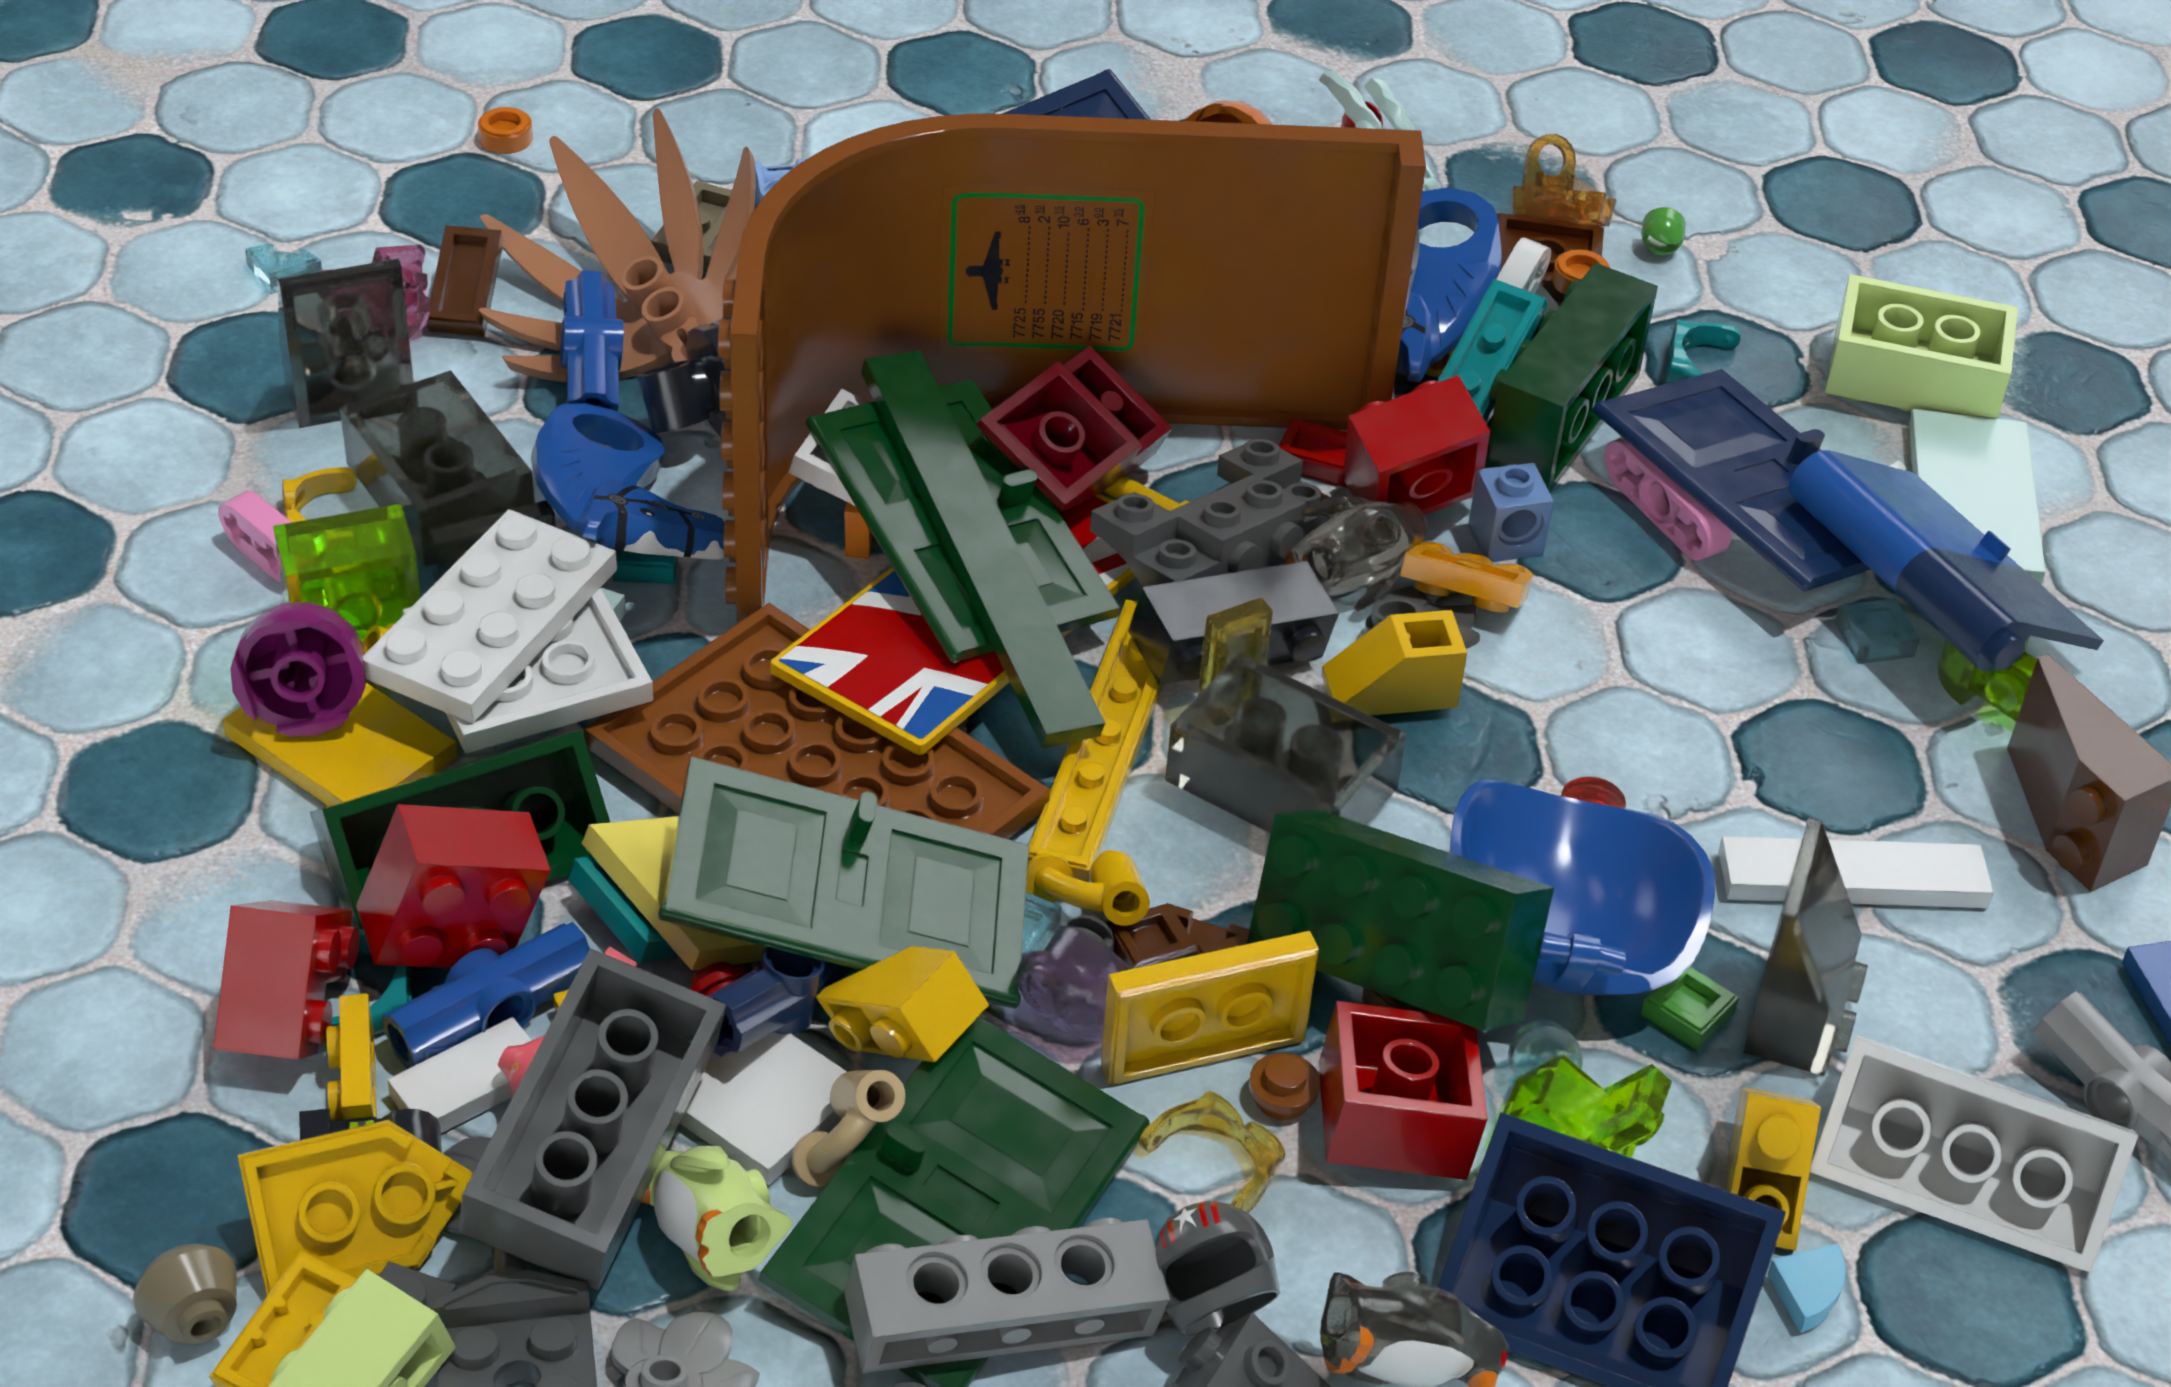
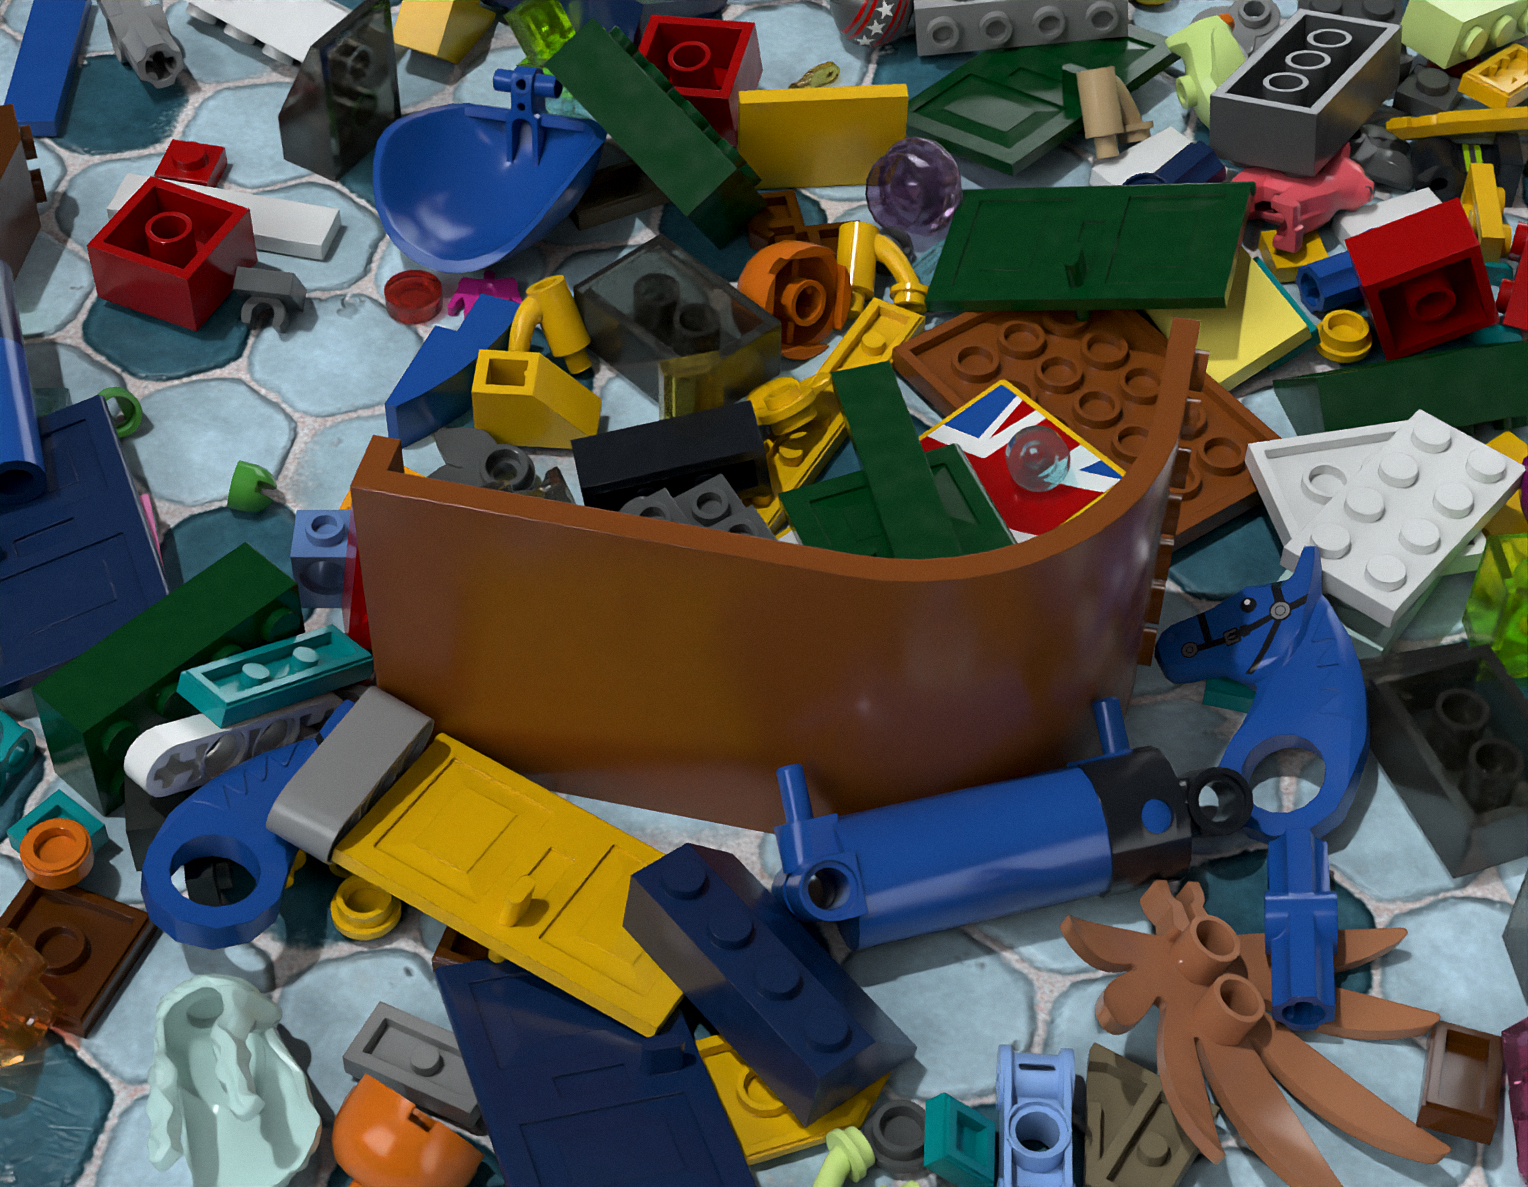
camera: 165 degrees left, 5 degrees up
(553, 906) = (1344, 337): none -> yellow plate
(869, 631) = (1042, 470): none -> clear light blue tile
(904, 1005) = (1055, 151): yellow slope -> none
(1142, 705) = (786, 402): none -> yellow plate
(1183, 819) = (801, 289): none -> orange cylinder
(1428, 733) = (555, 310): none -> yellow plant
(1496, 710) = (443, 371): none -> blue slope
(1625, 583) = (247, 486): none -> bright green hinge
(1737, 765) = (269, 290): none -> dark grey tile
(1804, 637) = (129, 407): none -> bright green hinge
(1858, 765) = (172, 253): none -> red brick
(1935, 928) = (192, 163): none -> red plate

